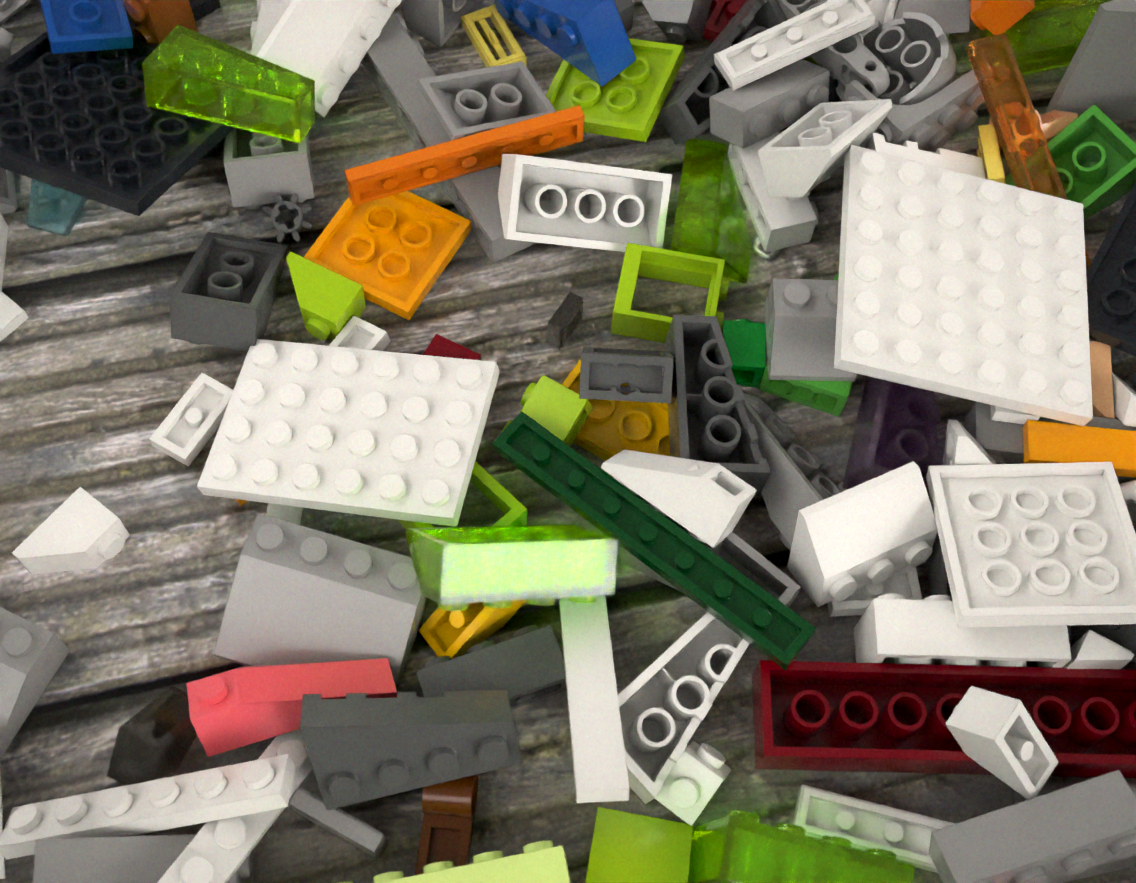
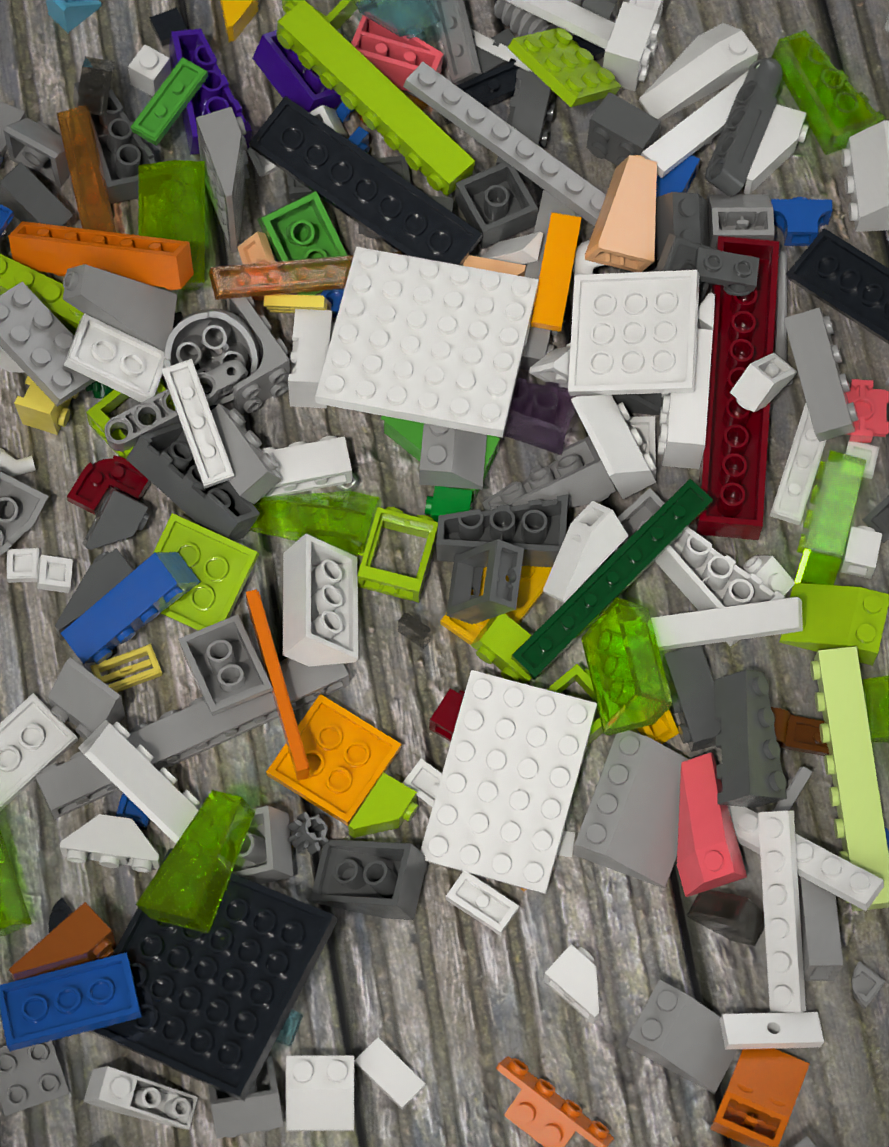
camera: 85 degrees left, 5 degrees up
(817, 145) = (296, 417): white slope -> none

